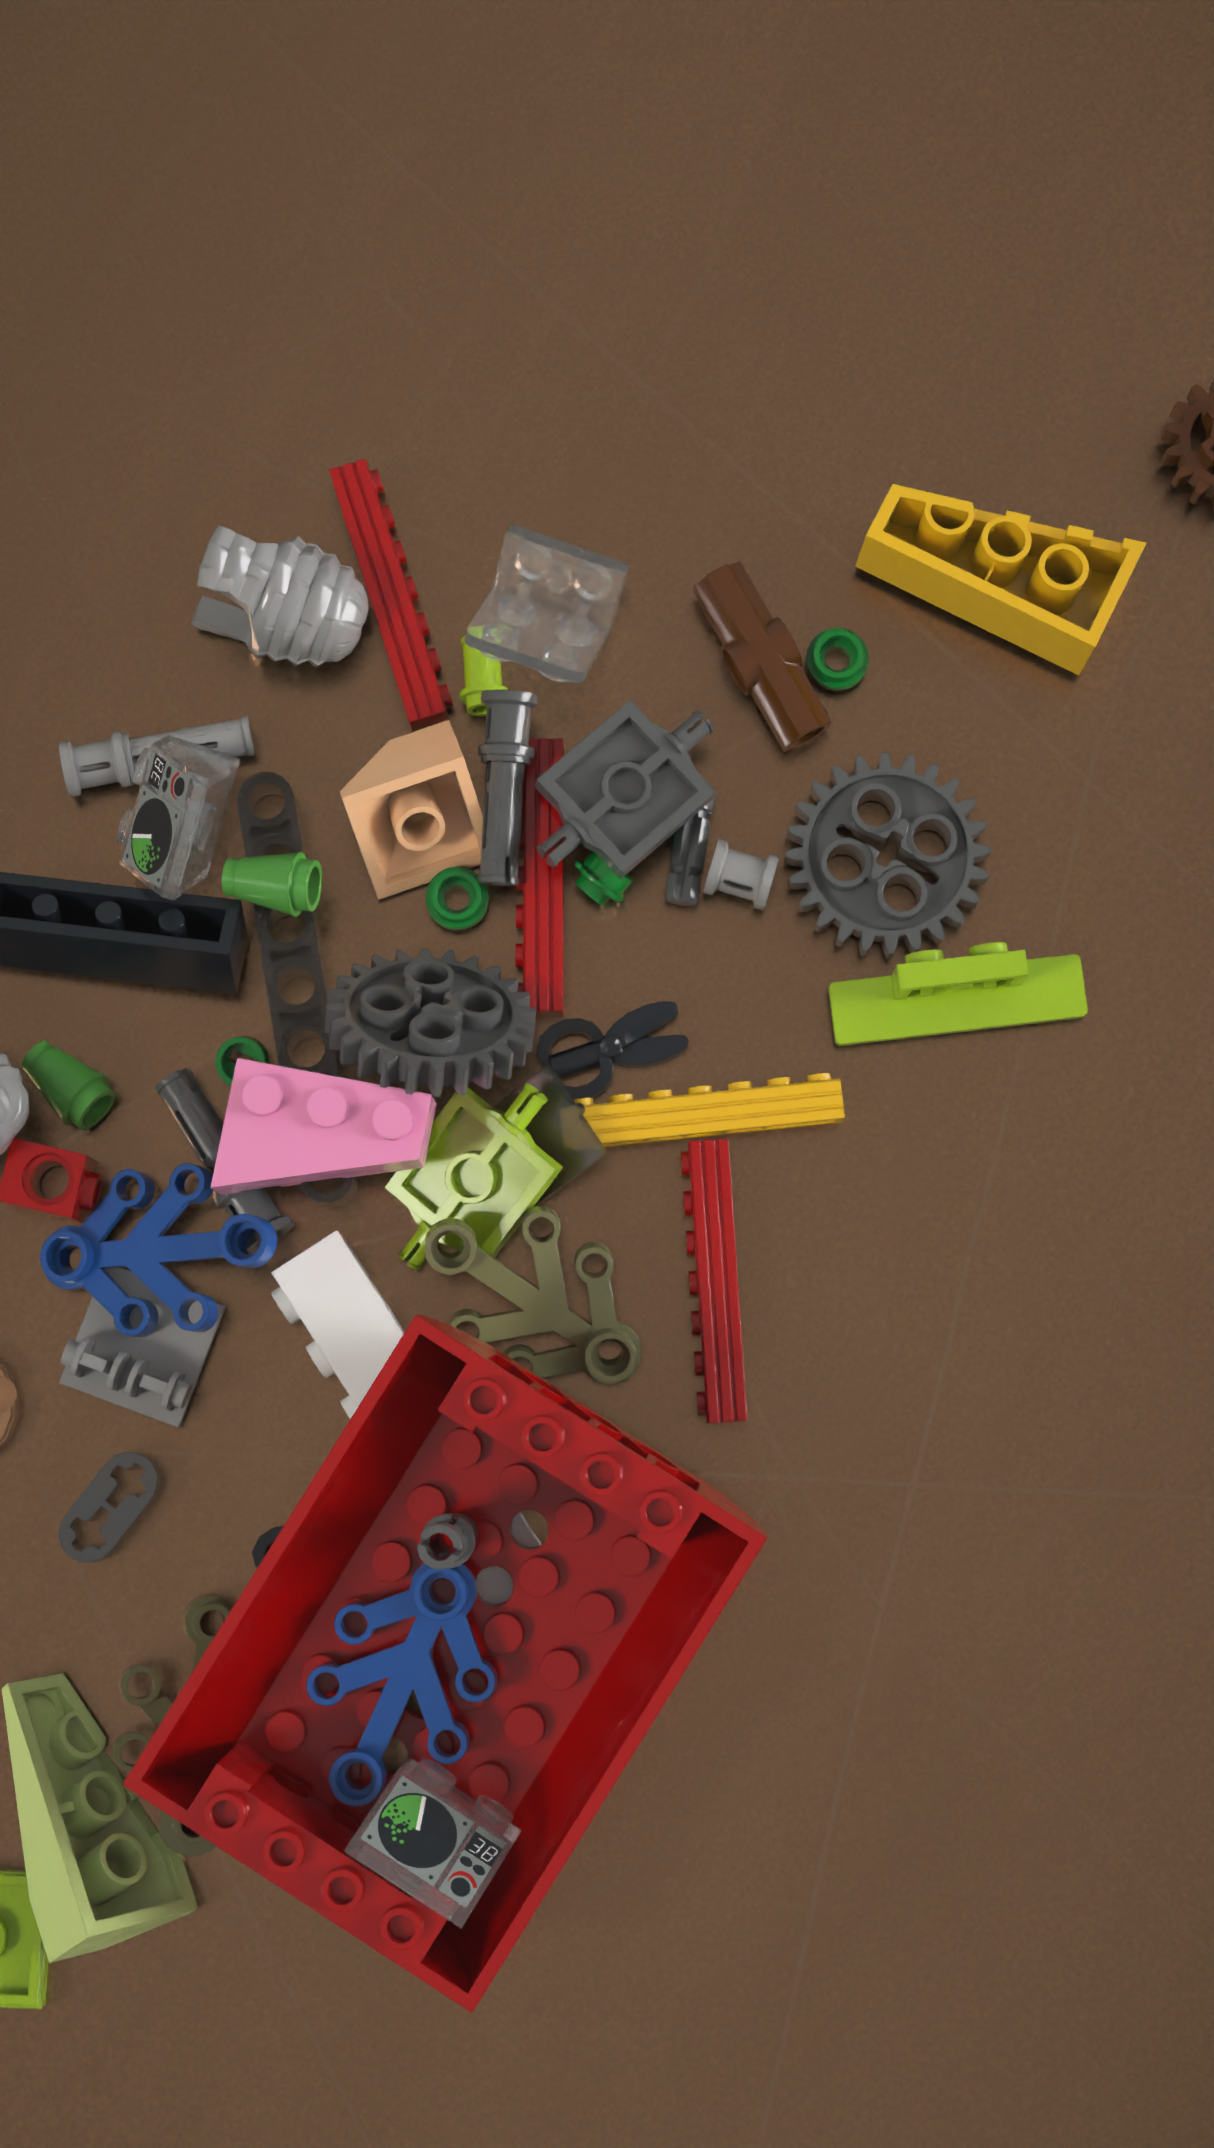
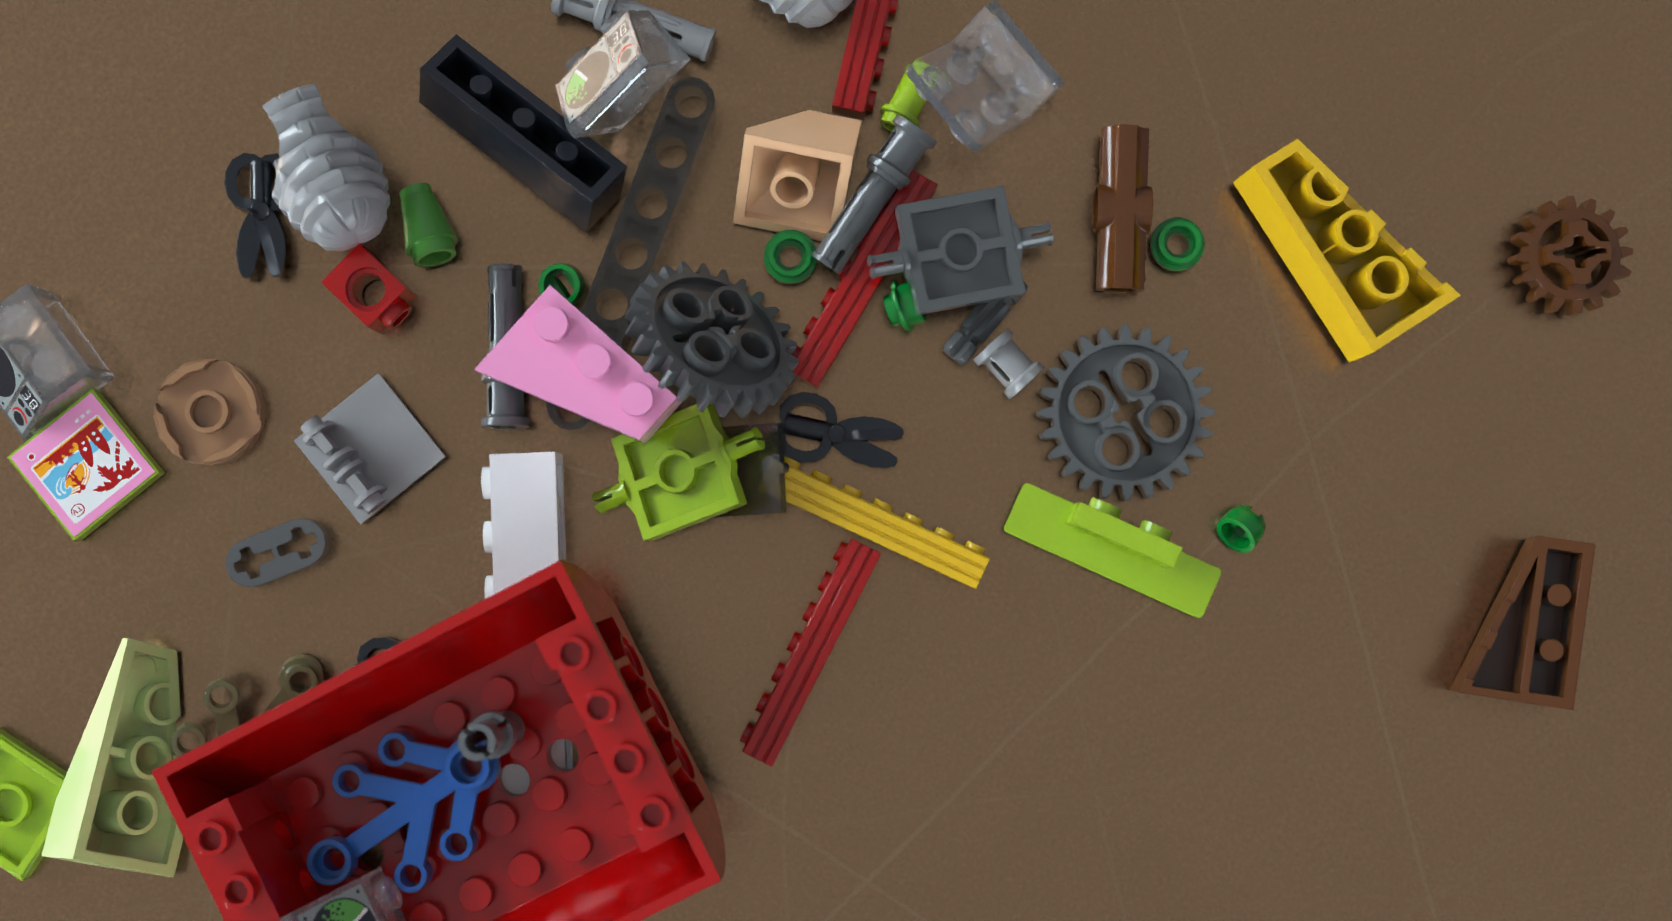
camera: 25 degrees right, 5 degrees up
(148, 1249) = (410, 383): blue plant -> none
(275, 881) = (660, 168): bright green cone -> none
(543, 1306) = (671, 594): olive plant -> none
(1072, 914) = (1234, 536): none -> green hinge

